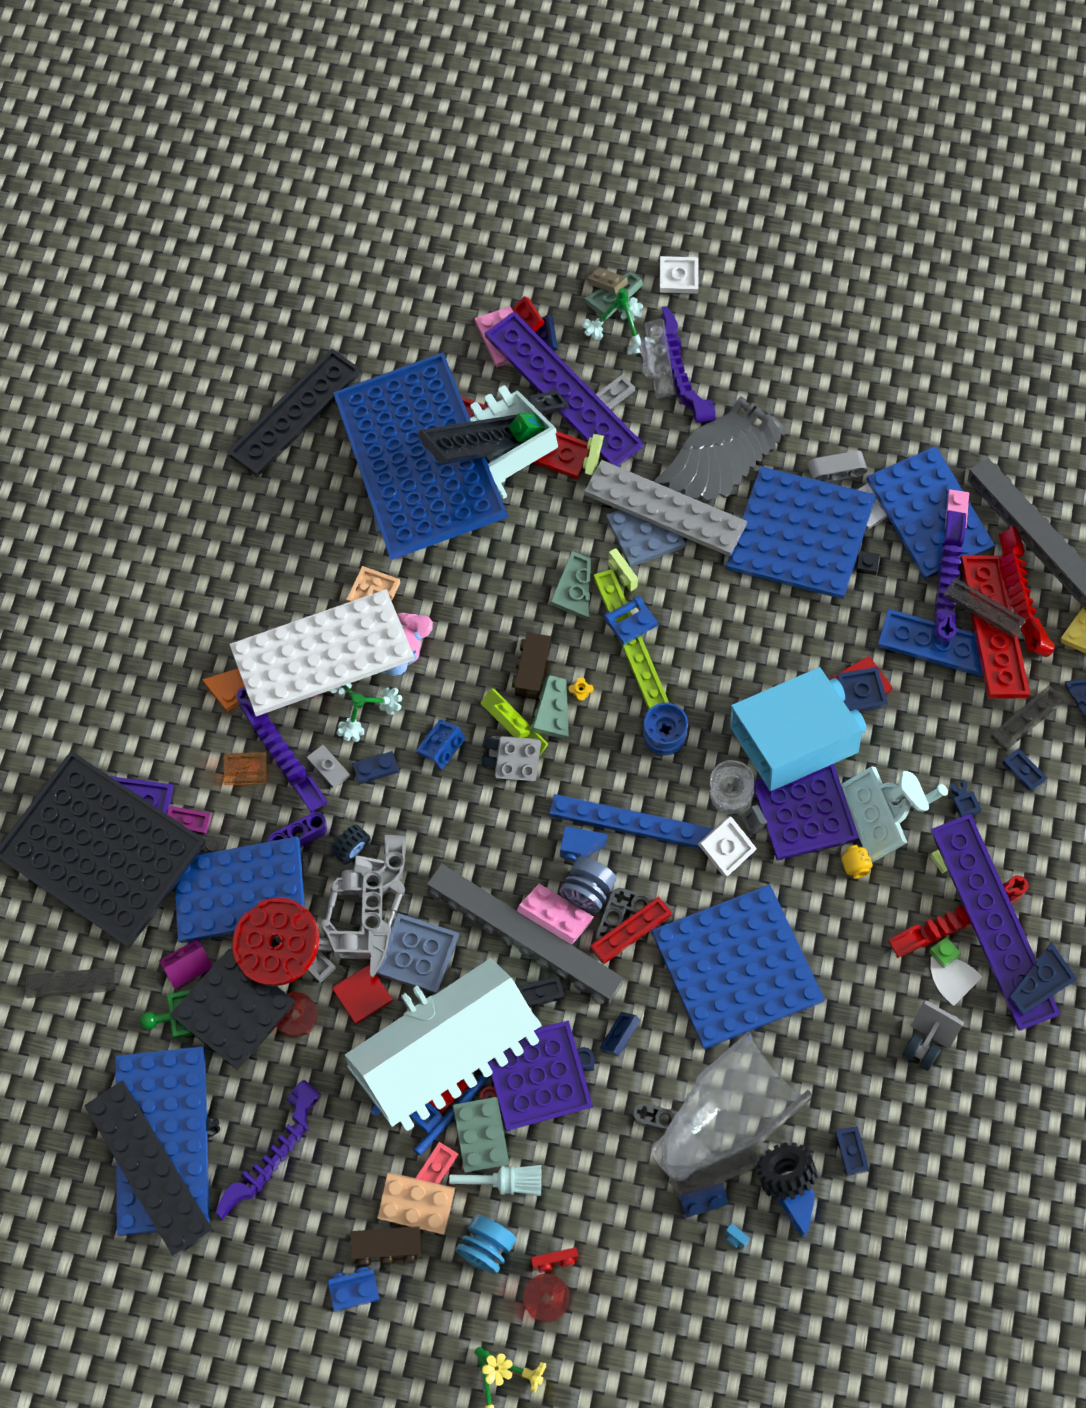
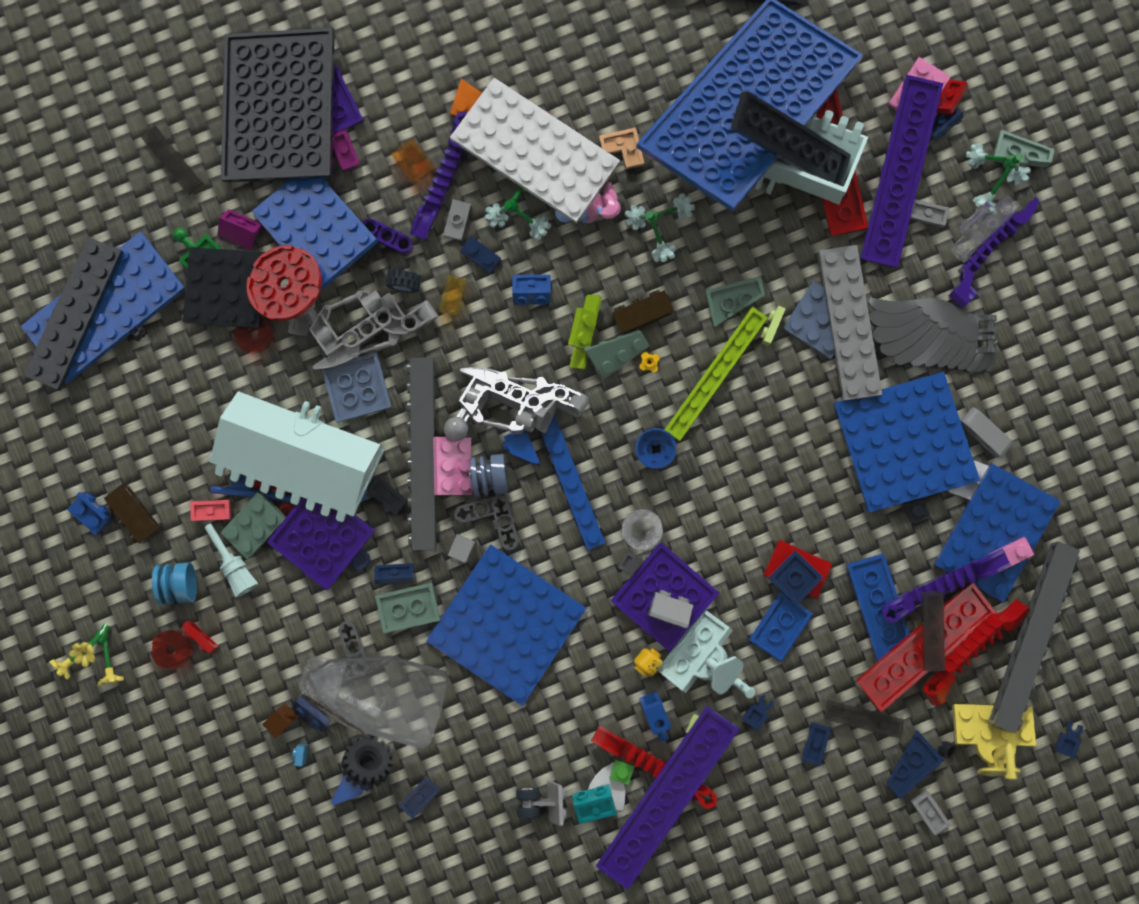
camera: 60 degrees right, 20 degrees up
(303, 1099) = (196, 383): dark purple piece -> none
(362, 995) = (298, 370): red tile -> none
(395, 814) = (452, 295): none -> clear yellow plate
(416, 1203) = (175, 514): light nougat plate -> none
(462, 574) = (637, 218): none -> light aqua plant
(502, 834) = (485, 385): none -> light grey piece
(512, 757) = (554, 350): light grey plate -> none
(526, 426) = (833, 168): green brick -> none
(548, 402) = (874, 168): black plate -> none
(590, 462) = (864, 231): yellowish green plate -> none
(607, 280) = (1030, 136): dark tan plate -> none
(630, 930) = (477, 529): red tile -> none
(635, 624) = (729, 367): blue plate -> none
(638, 957) = (461, 549): none -> light grey brick
(660, 1043) = (407, 607): none -> sand green plate
(678, 274) = (1079, 189): white plate -> none
(690, 1232) = (280, 720): none -> reddish brown brick
(727, 846) = (593, 557): white plate -> none
(797, 728) = (725, 549): medium azure brick -> none
(821, 807) = (670, 609): none -> light grey slope
(898, 734) = (780, 627): none -> blue tile
(910, 884) = (656, 715): none -> blue torso
(960, 994) = (594, 804): none -> teal bracket
(1043, 980) = (641, 863): dark blue wing -> none

